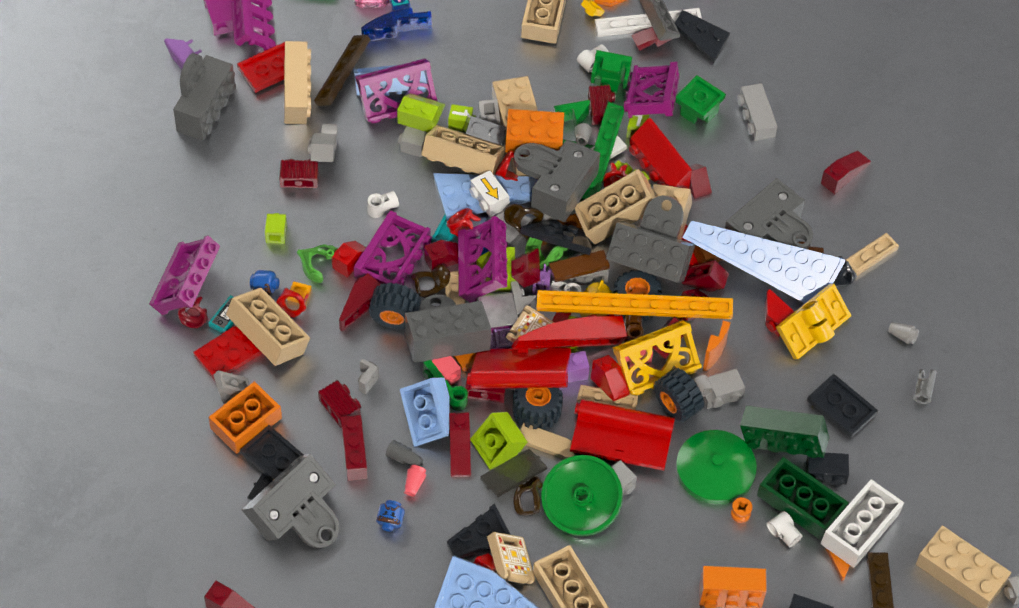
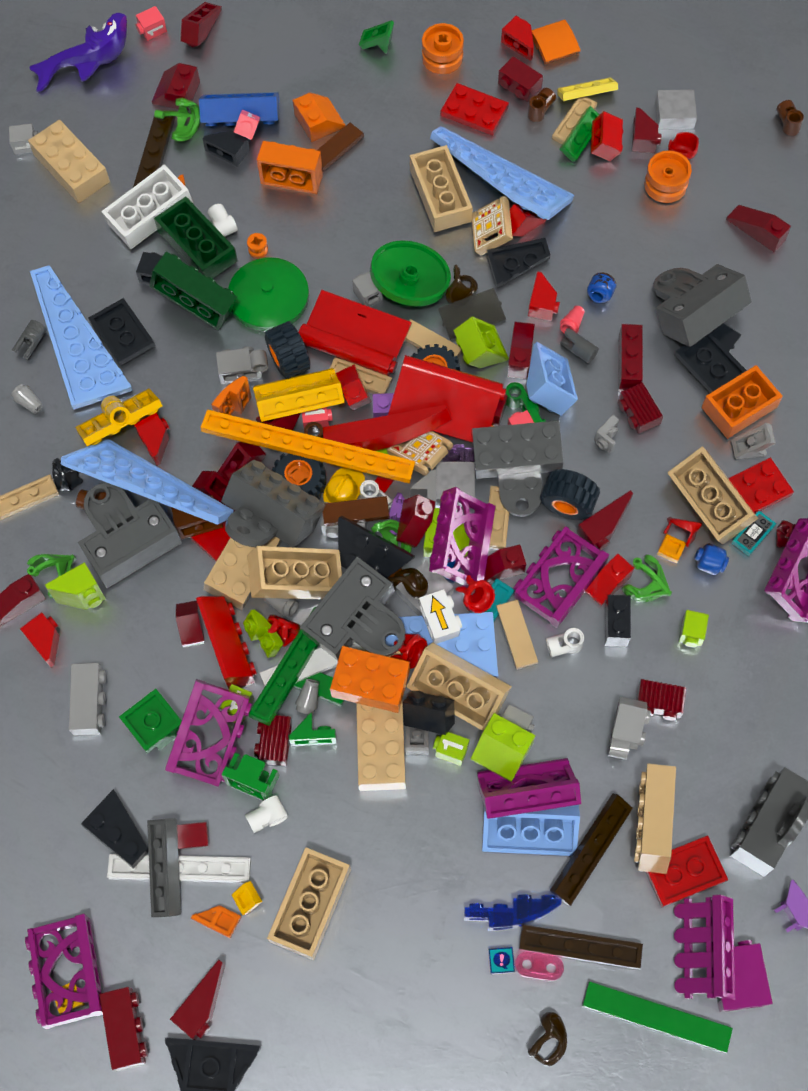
camera: 165 degrees left, 10 degrees up
(340, 12) = (581, 947): none -> dark brown plate
(340, 222) = (617, 620): none -> black brick
(423, 206) = (517, 634): none -> tan tile
(439, 274) = (510, 536): dark brown piece -> none
(446, 495) = (543, 299): none -> red slope
(797, 174) = (76, 589): none -> lime slope
(809, 147) = (43, 636): none -> red slope
(817, 198) = (42, 561): none -> bright green helmet
(867, 373) = (82, 358): none -> light blue wing

